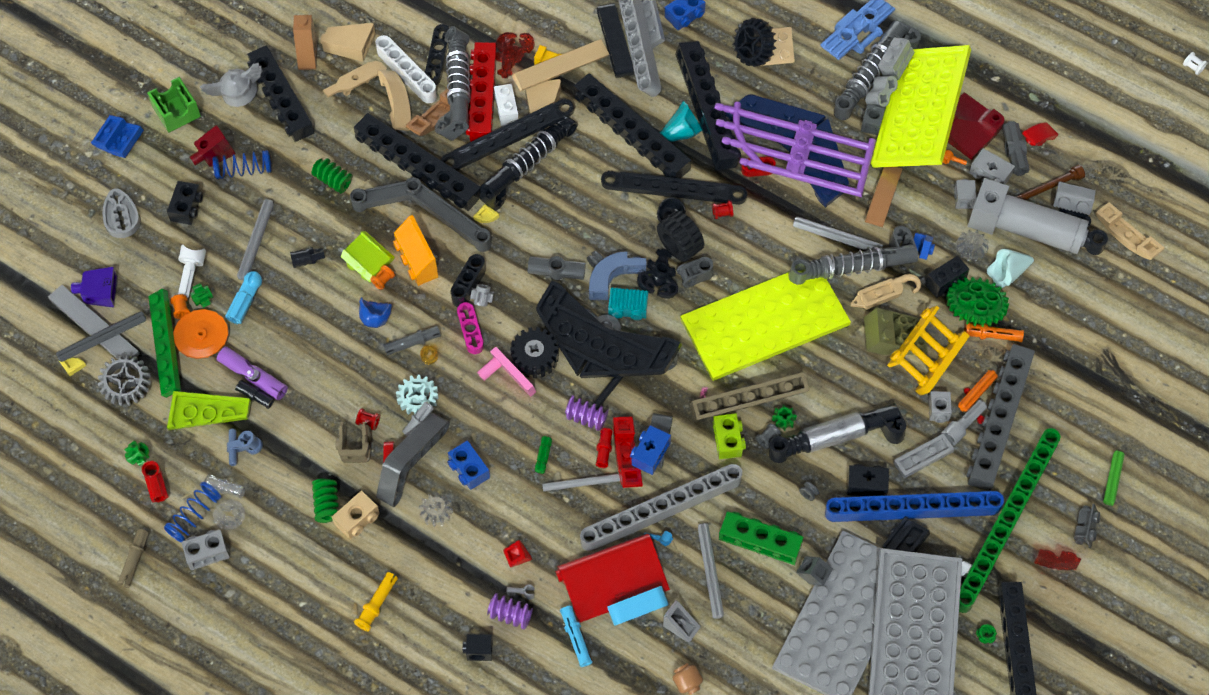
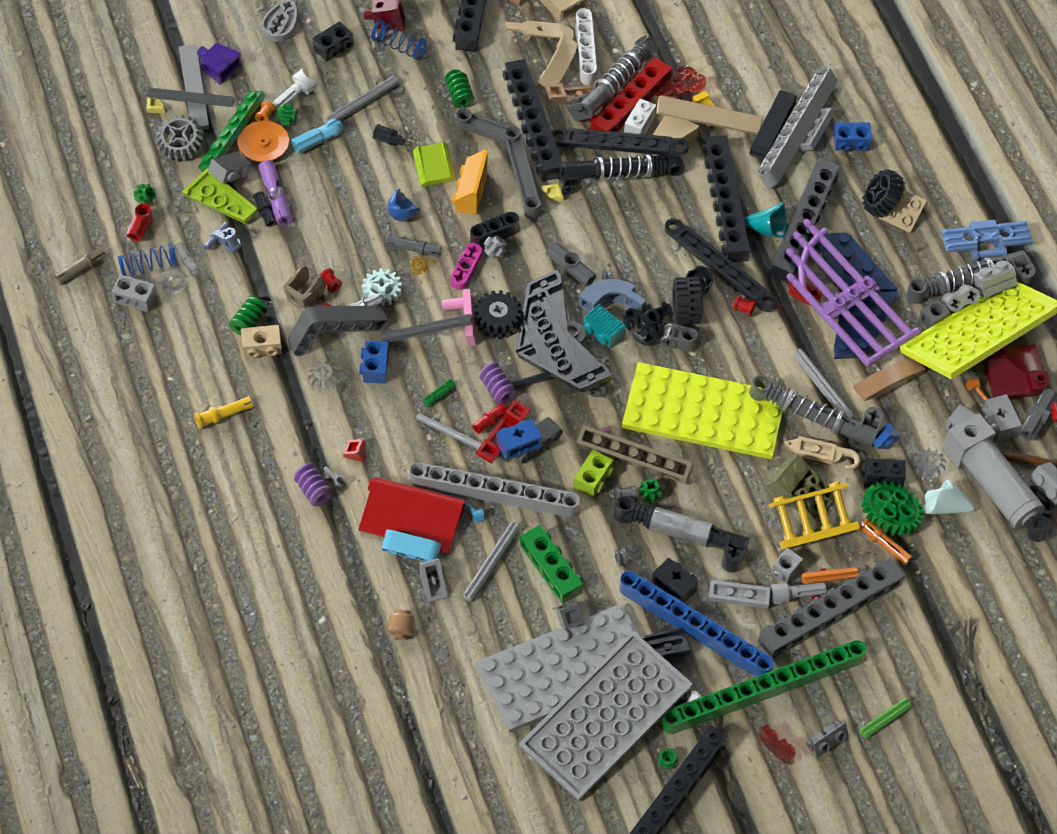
camera: 35 degrees right, 5 degrees down
(194, 377) = (229, 167): none -> light grey brick
(382, 277) = (432, 186): orange bush -> none
(437, 54) = (617, 49): black beam -> none
(478, 647) = (267, 494): black brick -> none
(488, 406) = (427, 328): none -> dark grey axle
(576, 637) = (348, 530): medium azure pin -> none

